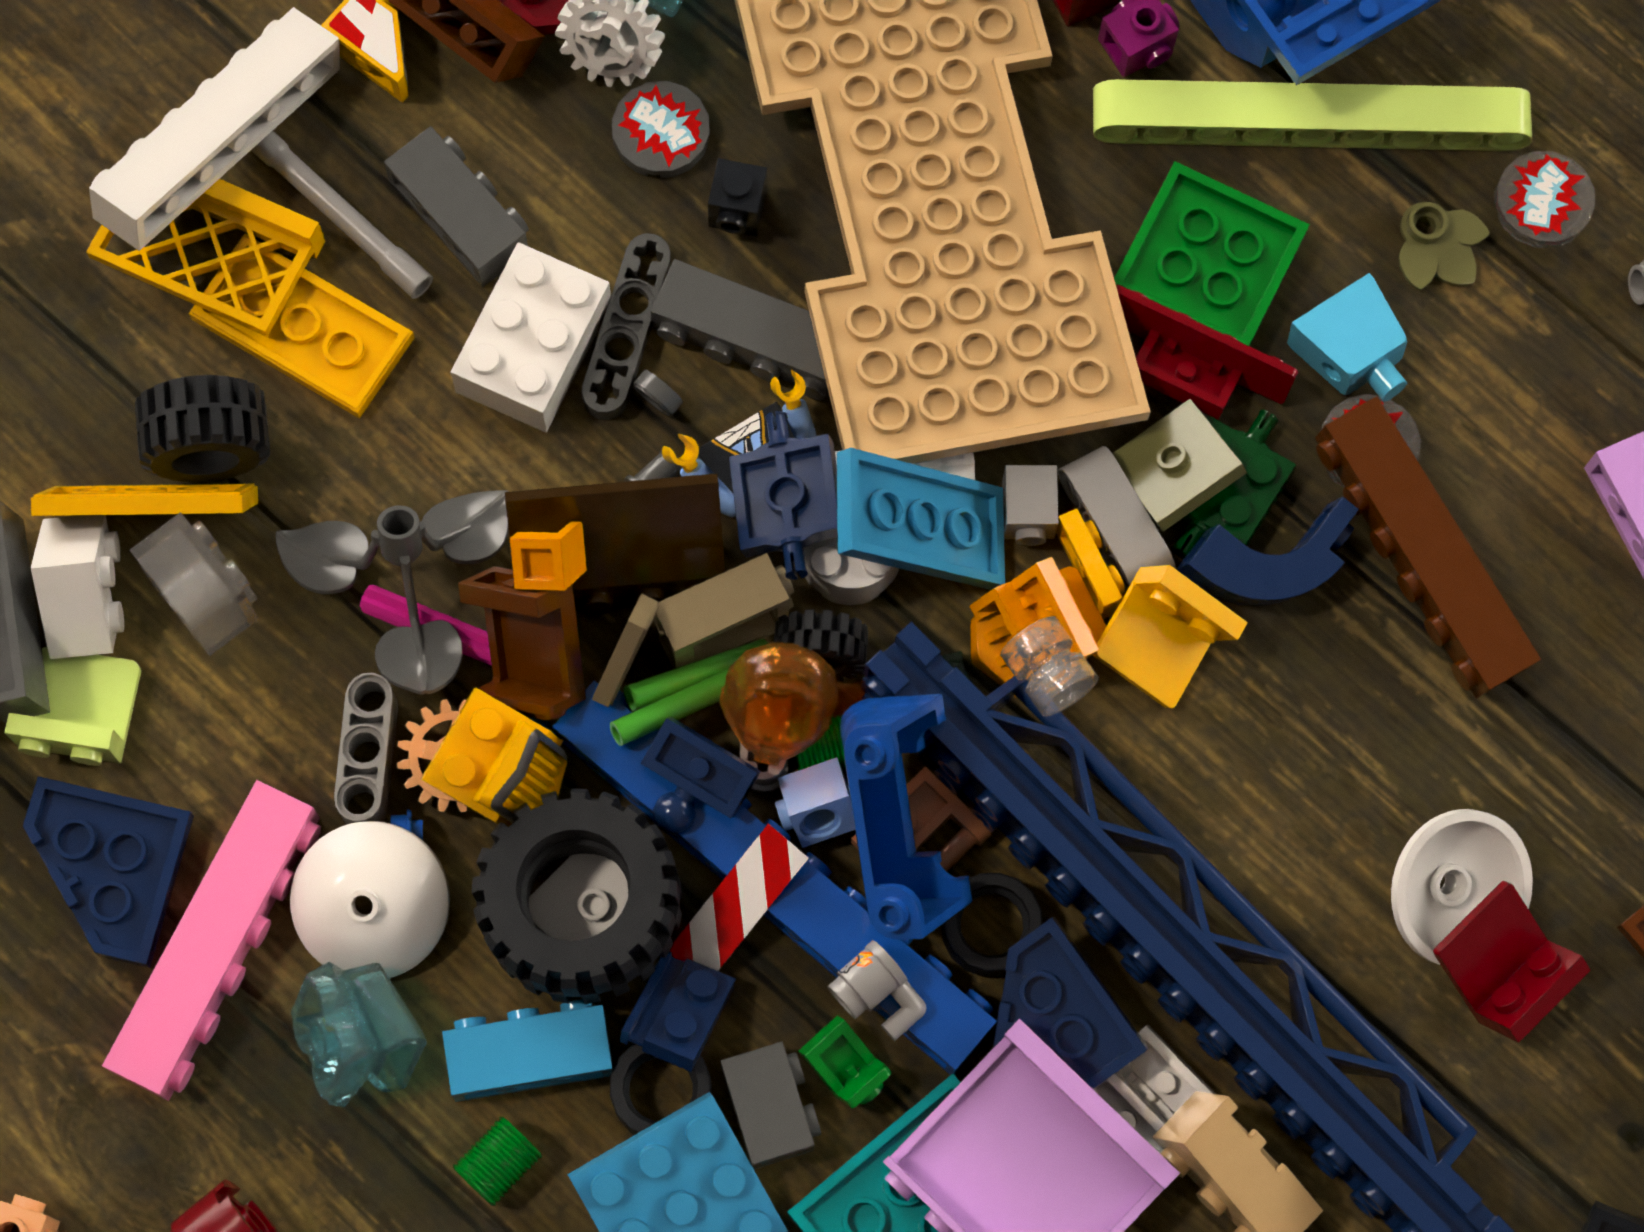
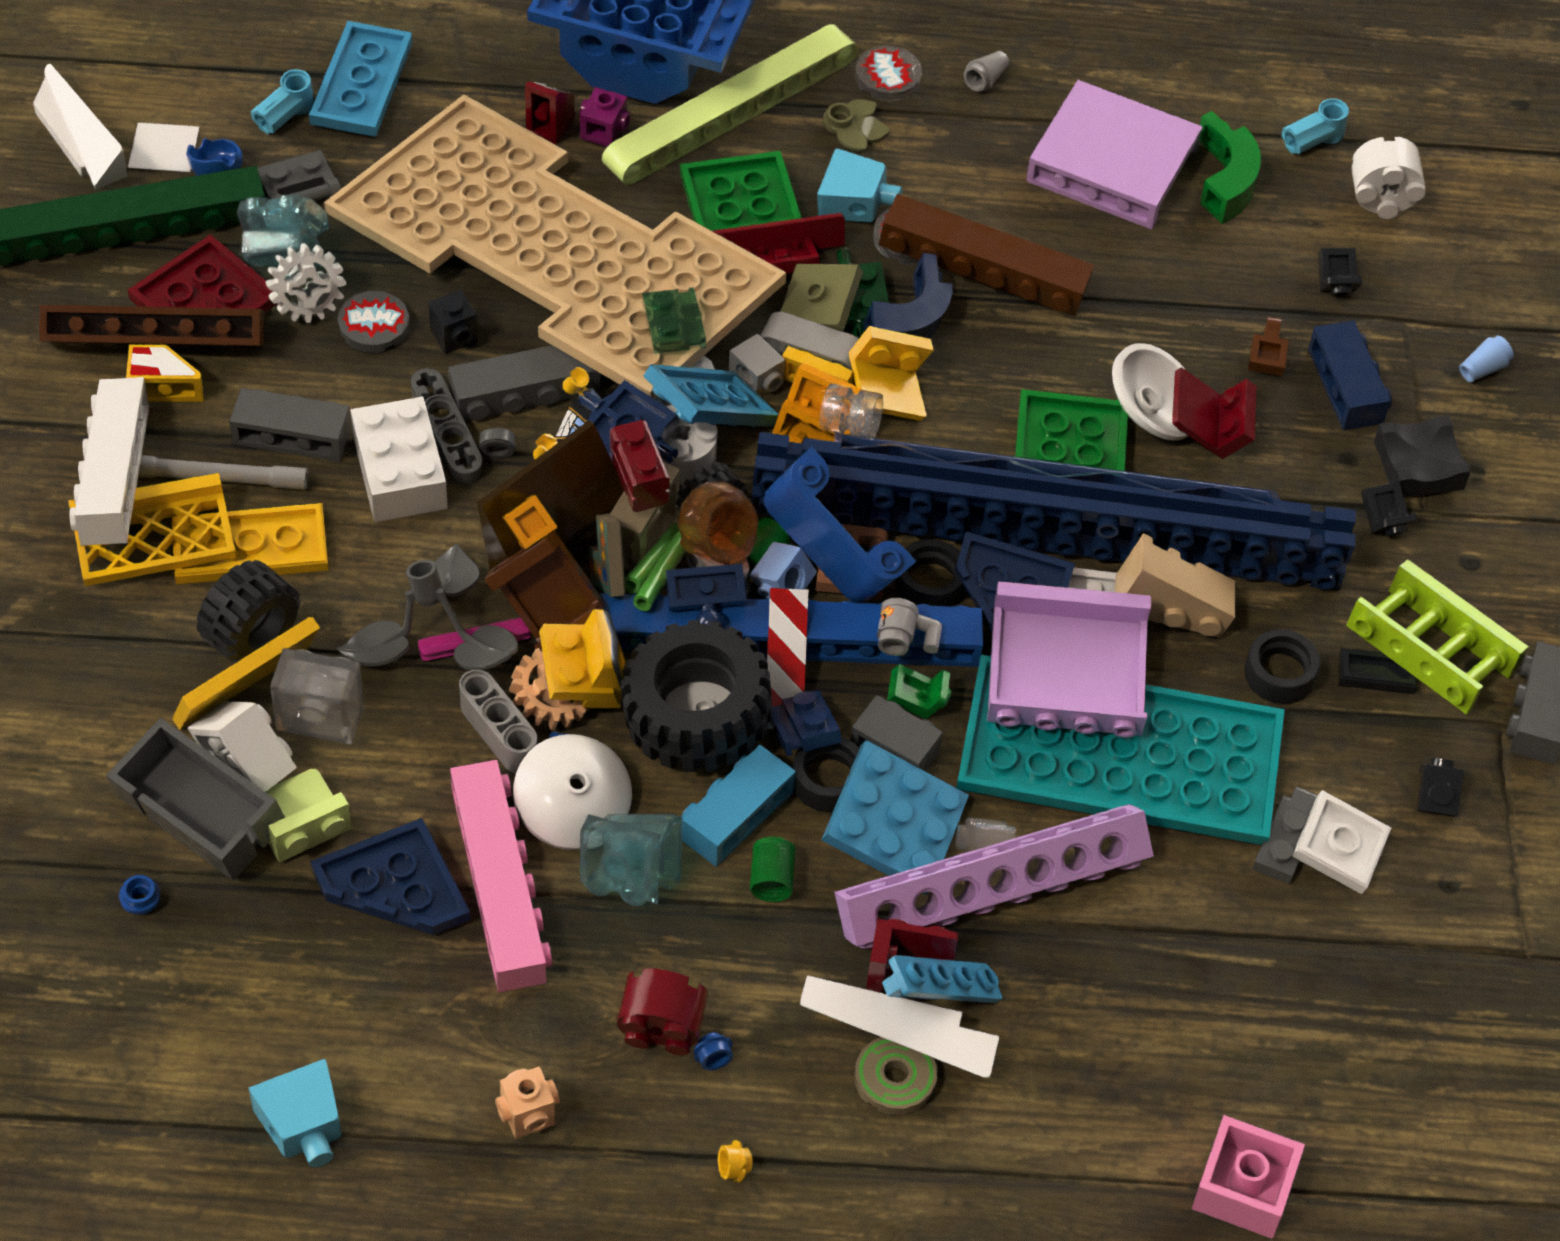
camera: 40 degrees left, 20 degrees down
(731, 570) = (639, 465): none -> dark red brick
(957, 388) = (673, 320): none -> clear green plate
(1311, 865) = (1071, 429): none -> green plate

